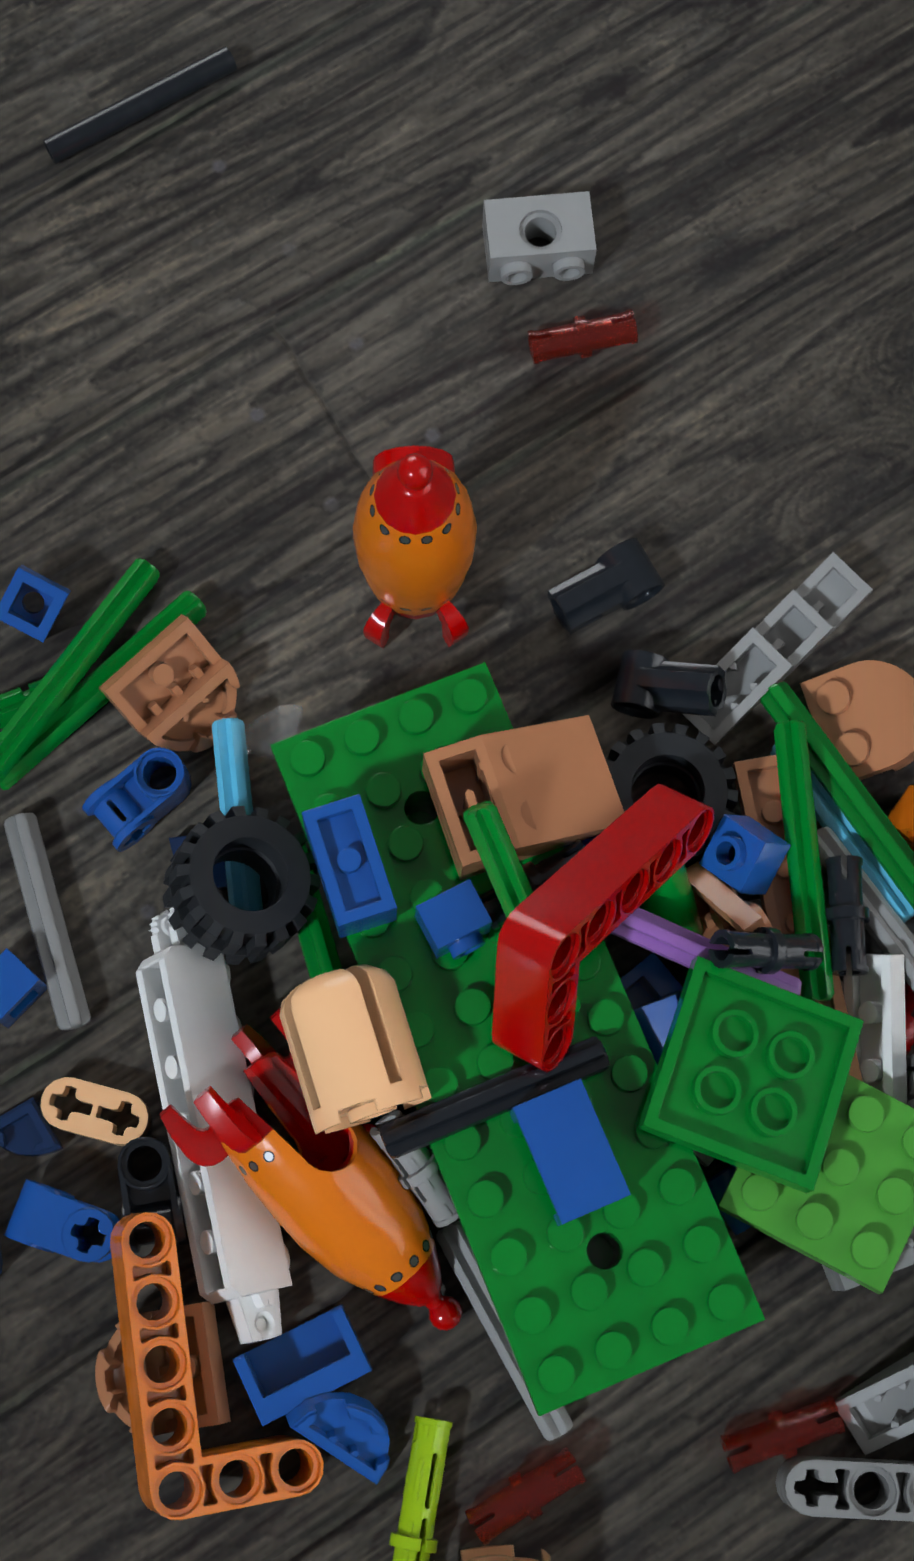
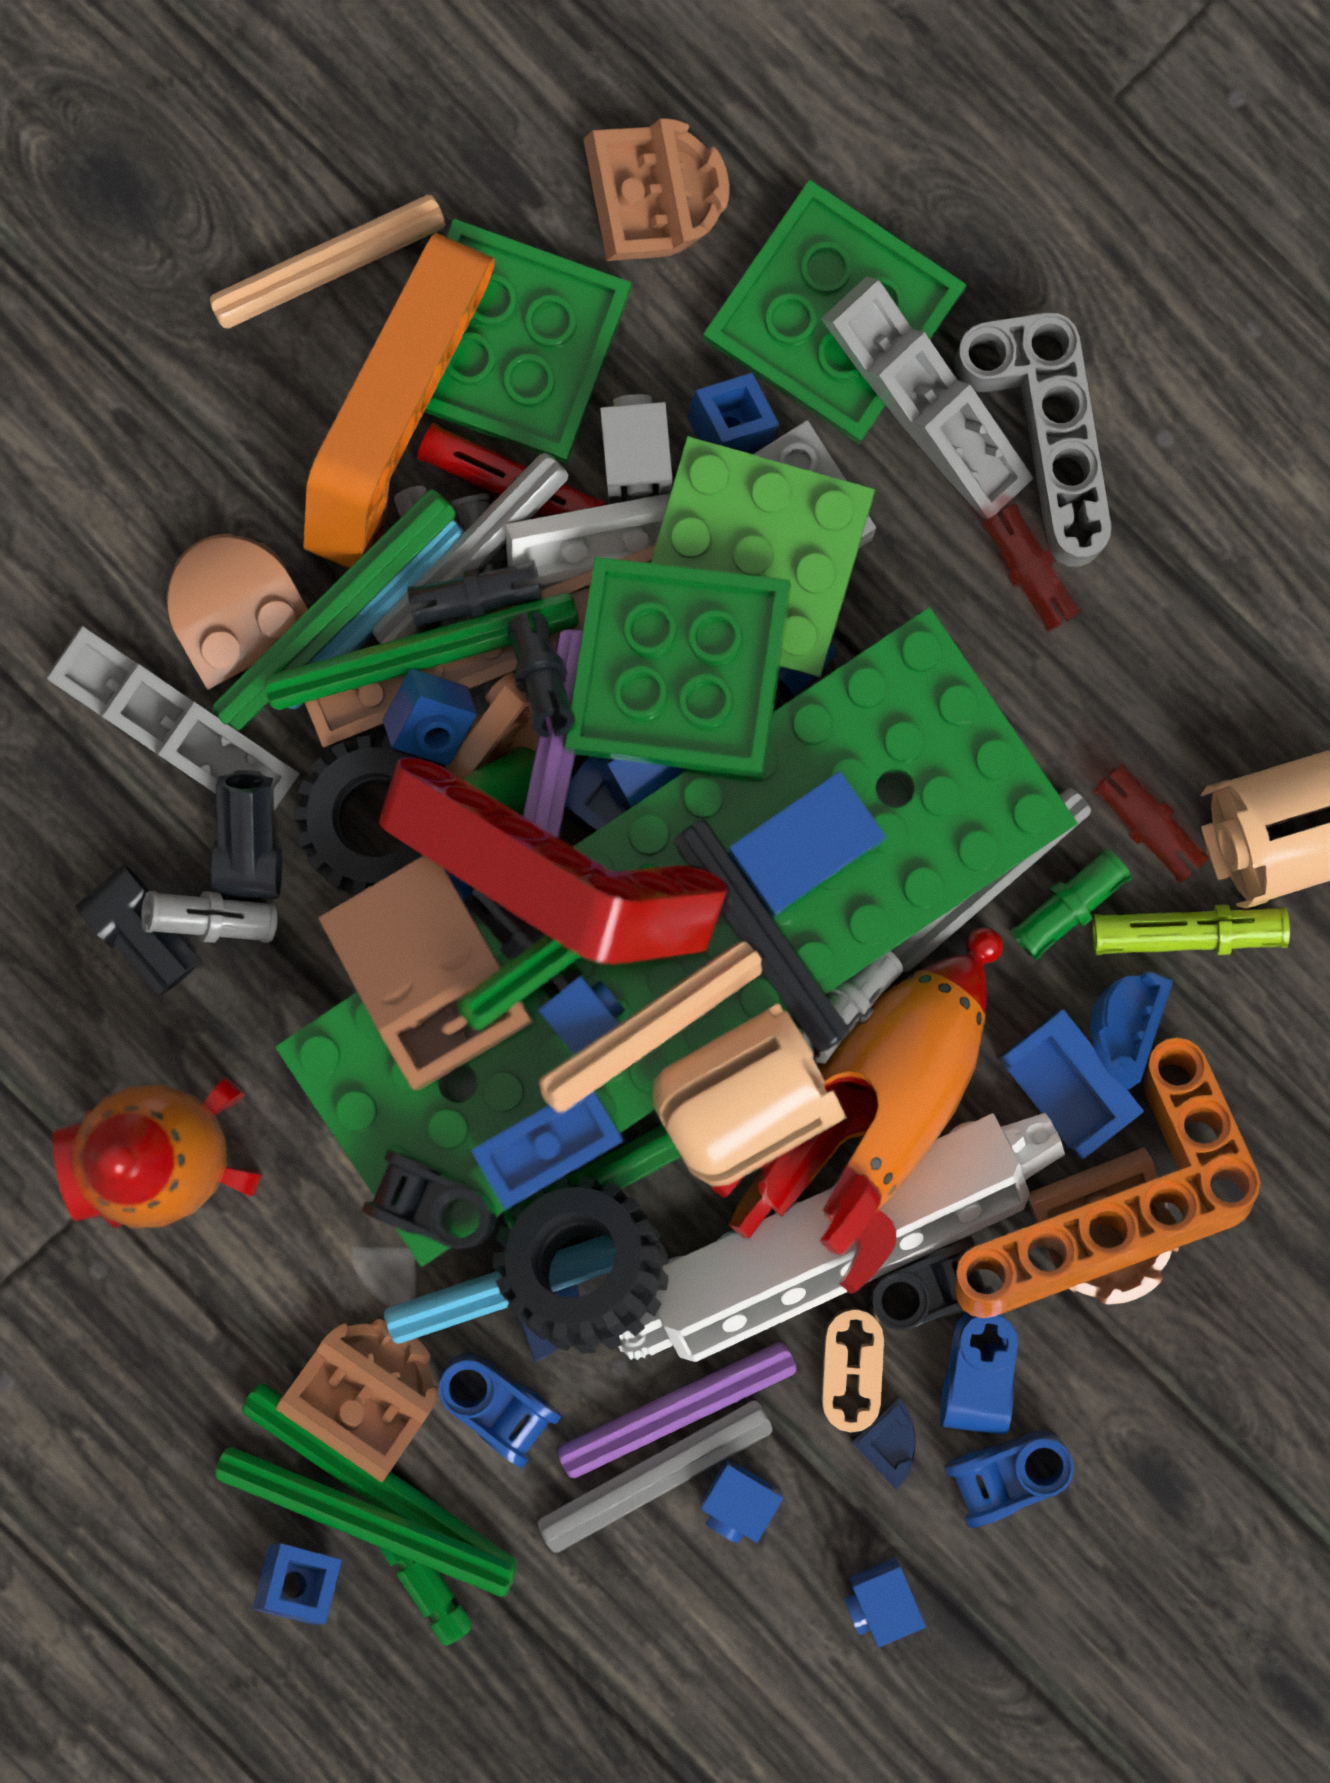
camera: 95 degrees left, 10 degrees up
(99, 952) = (676, 1409): none -> medium lavender axle
(327, 748) = (426, 1202): none -> black piece
(435, 975) = (650, 1026): none -> light nougat axle
(466, 1402) = (1070, 904): none -> green pin
(606, 643) = (208, 916): none -> light grey pin

